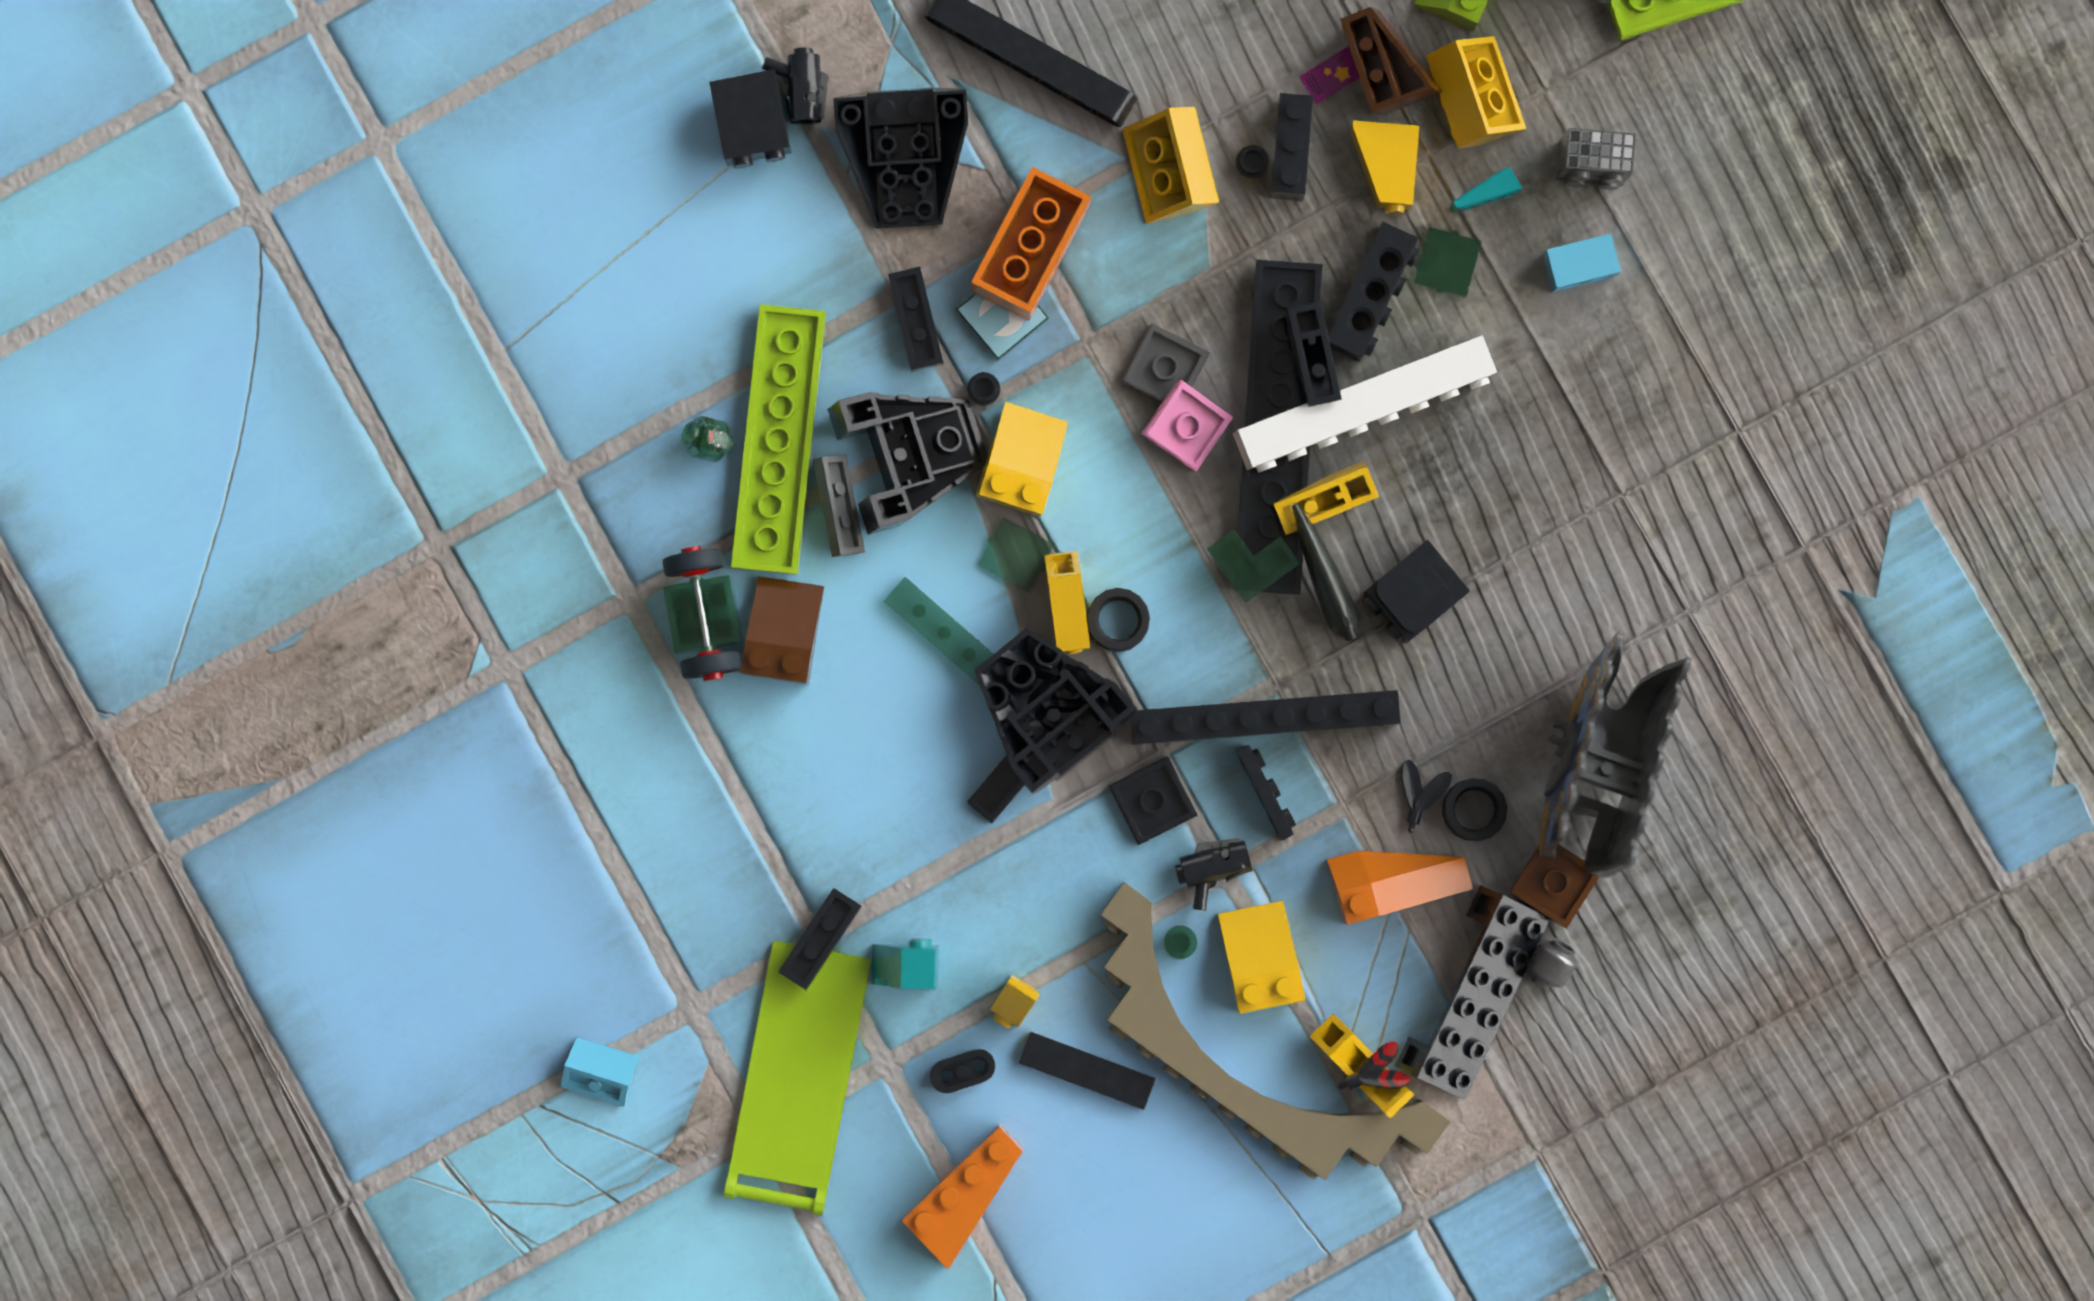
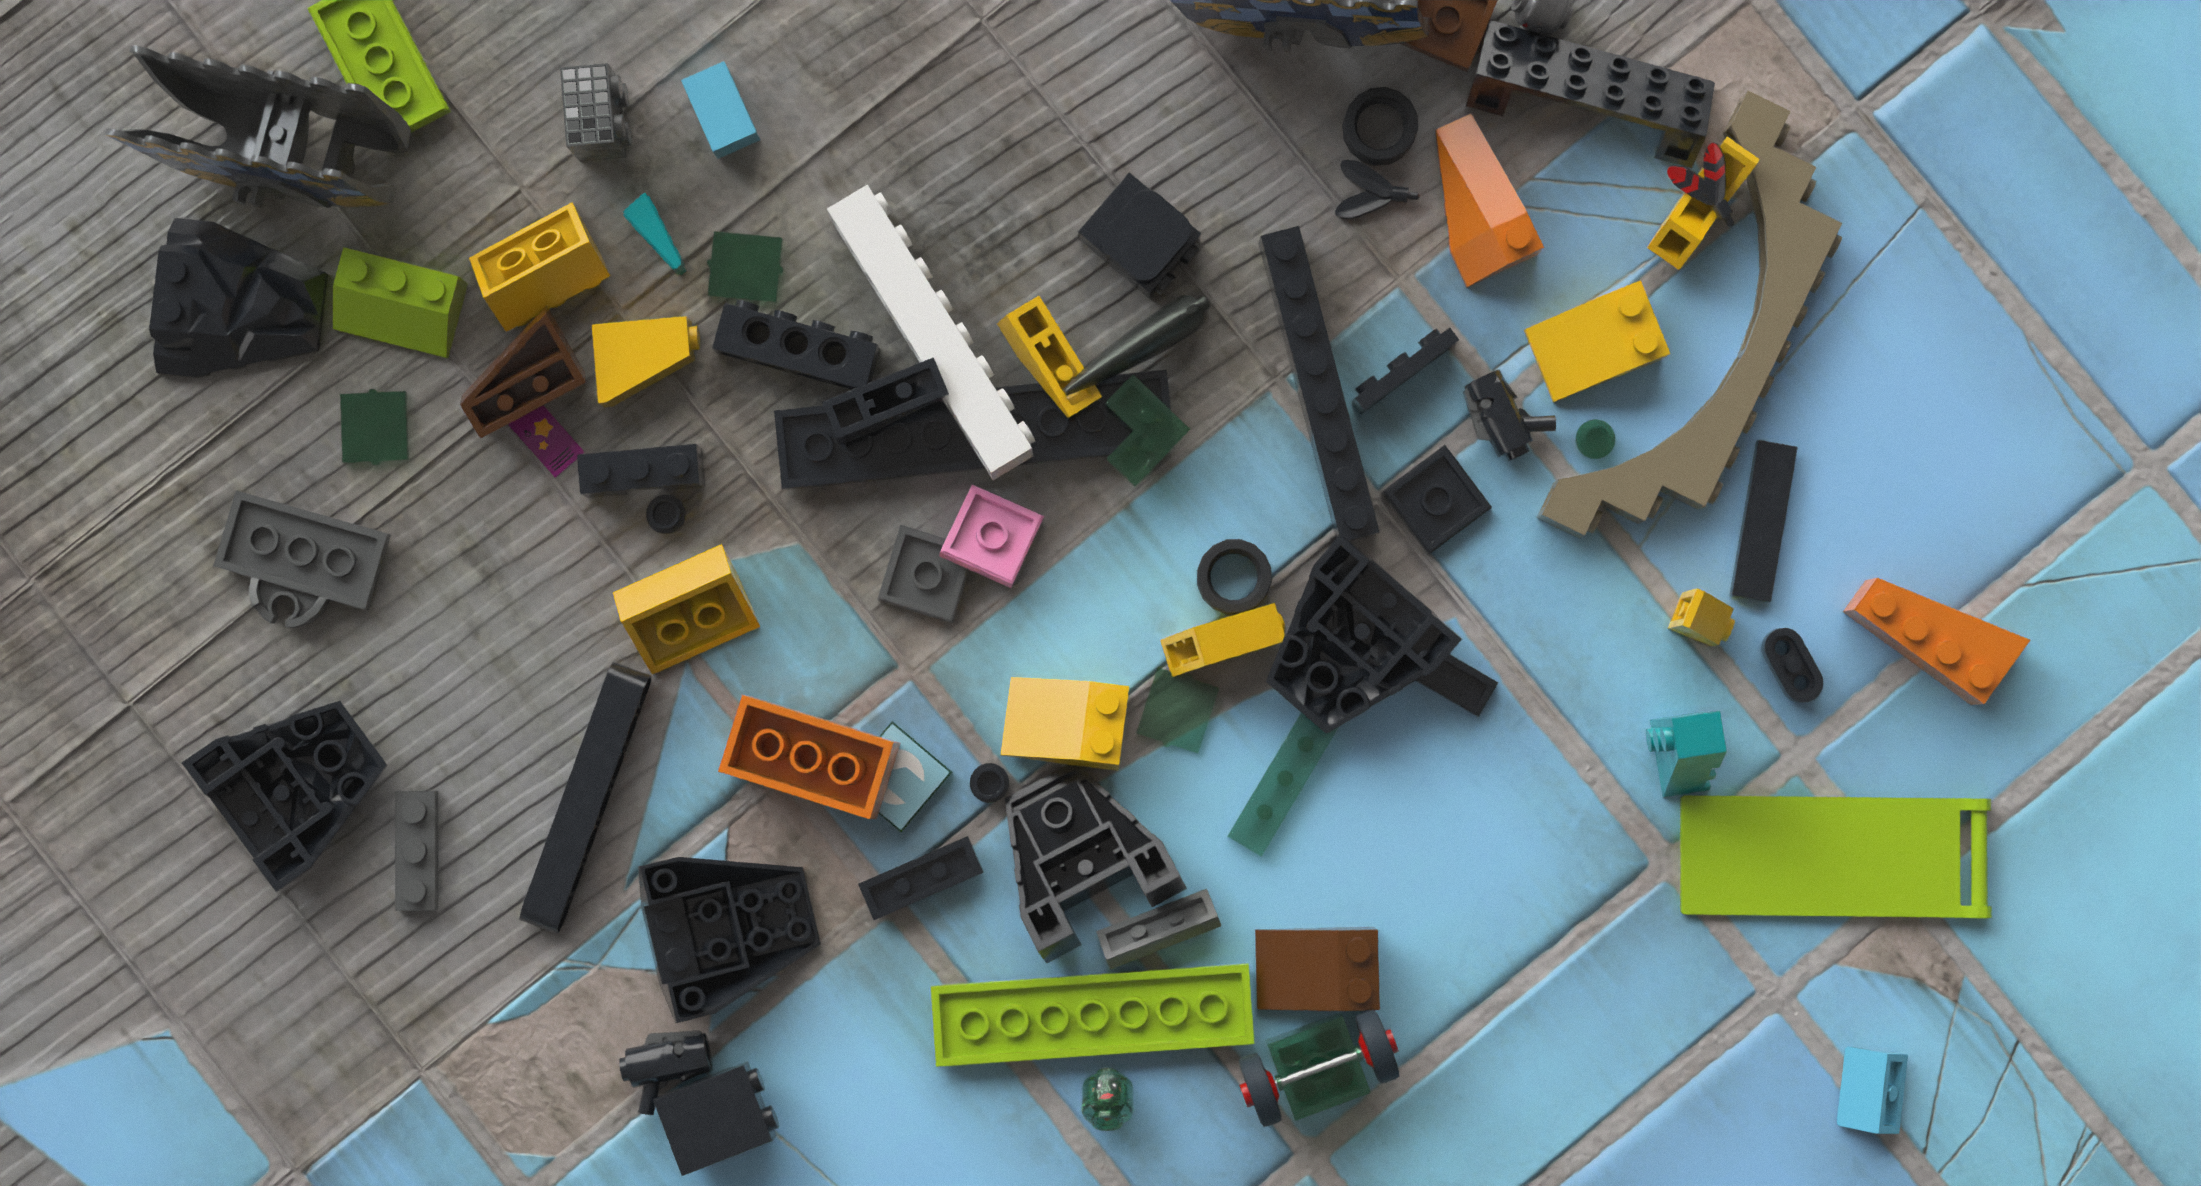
camera: 100 degrees left, 0 degrees up
(820, 939) = (1672, 859): black plate -> none

